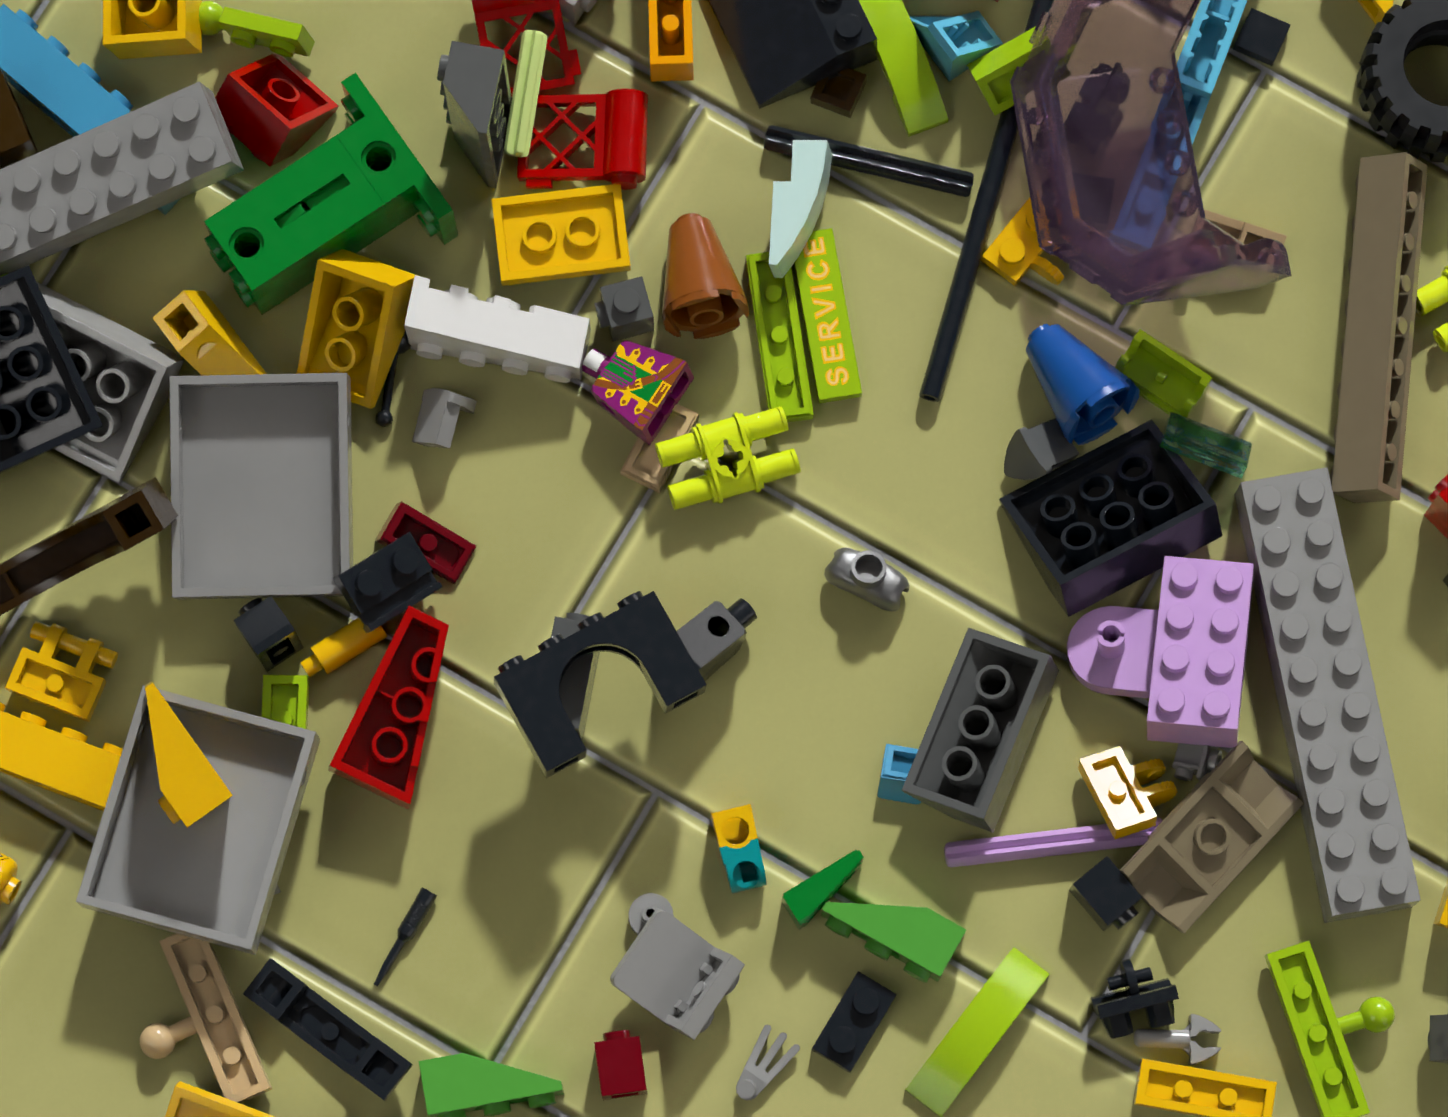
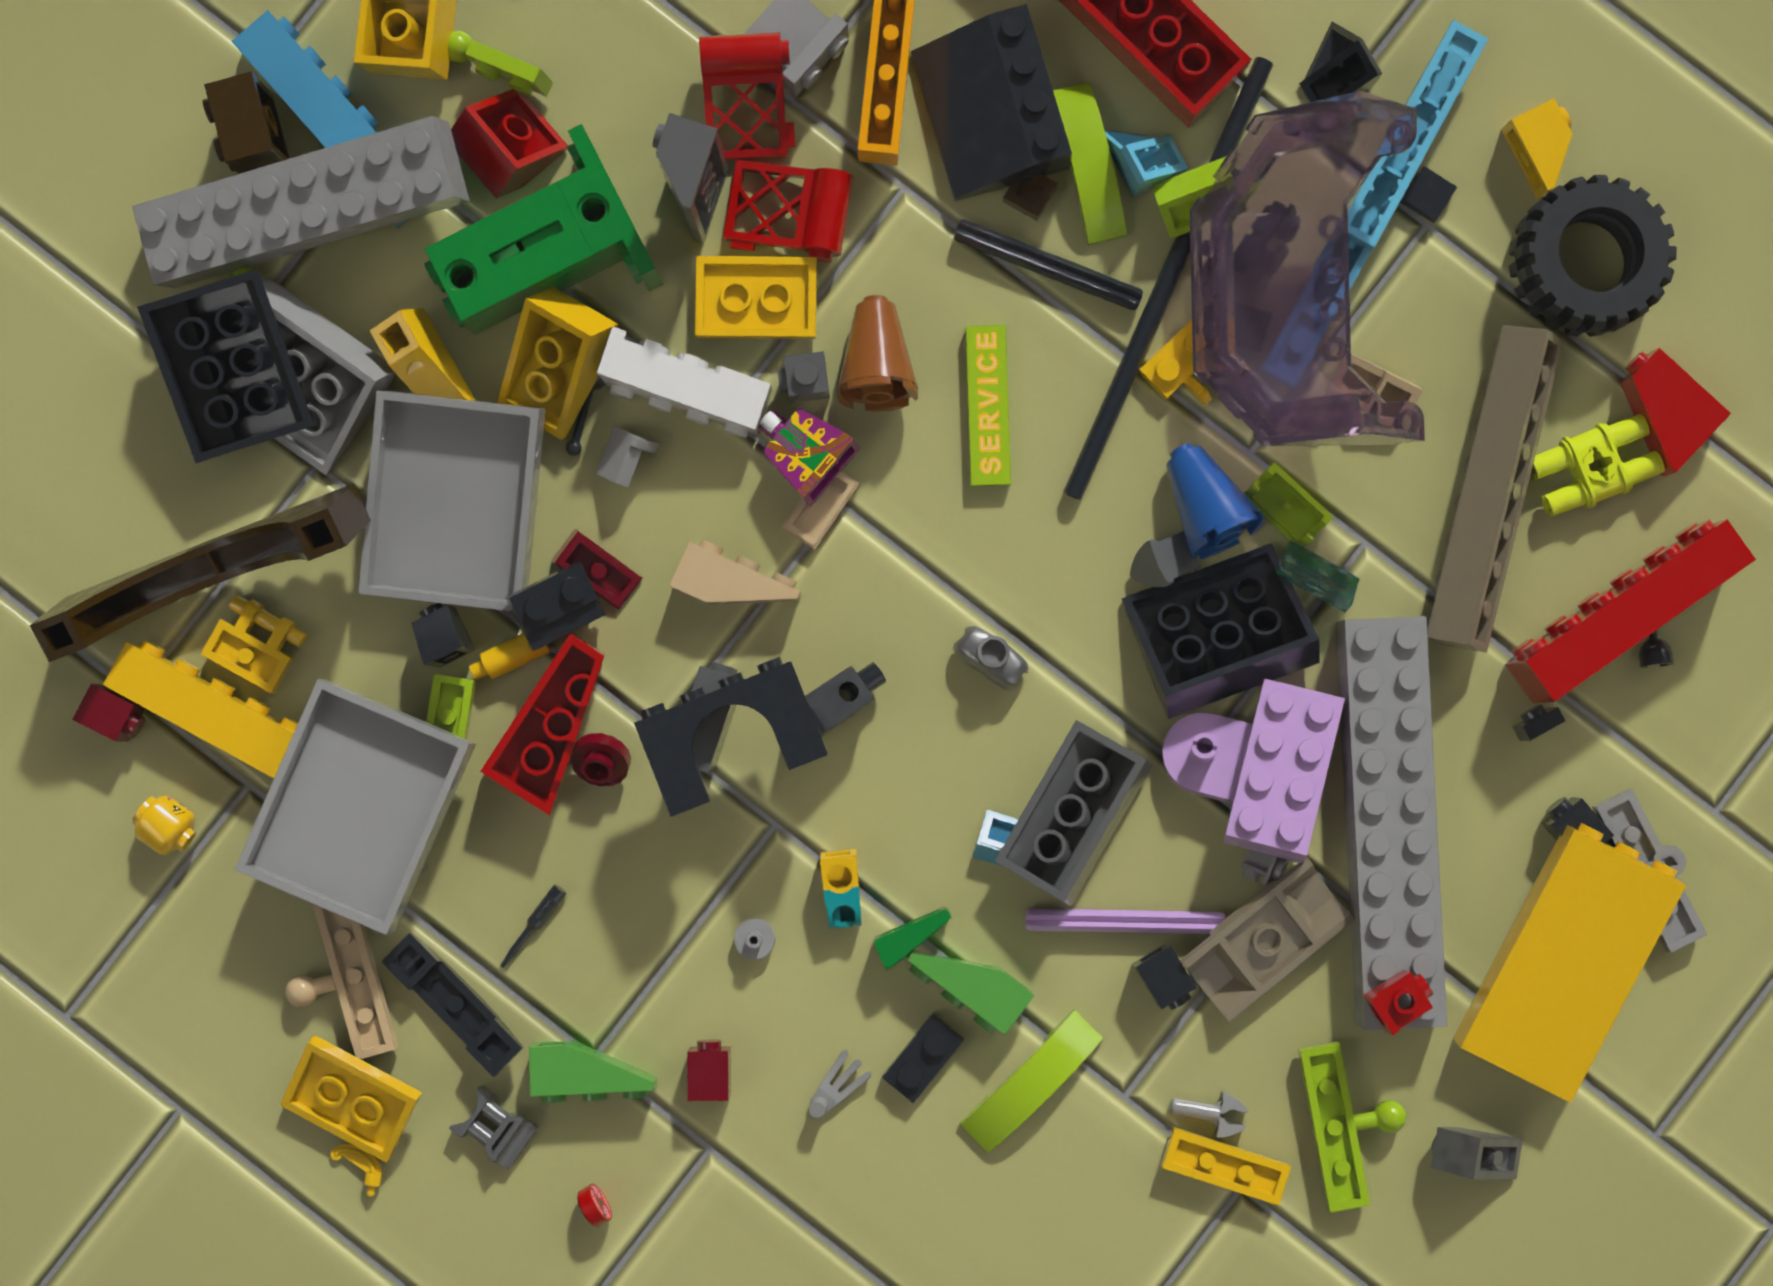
camera: 10 degrees right, 10 degrees up
(184, 773) = (342, 766): yellow slope -> none
(457, 742) = (600, 759): none -> dark red plate
(525, 93) = (740, 159): yellowish green axle -> none
(567, 535) = (722, 581): none -> tan slope
(676, 974) = (770, 999): light grey bracket -> none
(747, 471) = (896, 543): neon yellow pin -> none
(779, 339) = (943, 419): lime tile -> none
(798, 203) = (977, 299): light aqua slope -> none
(1119, 792) = (1190, 888): yellow hinge -> none
(1154, 996) = (1175, 1070): black hips -> none
(1351, 884) = (1384, 1000): none -> red brick

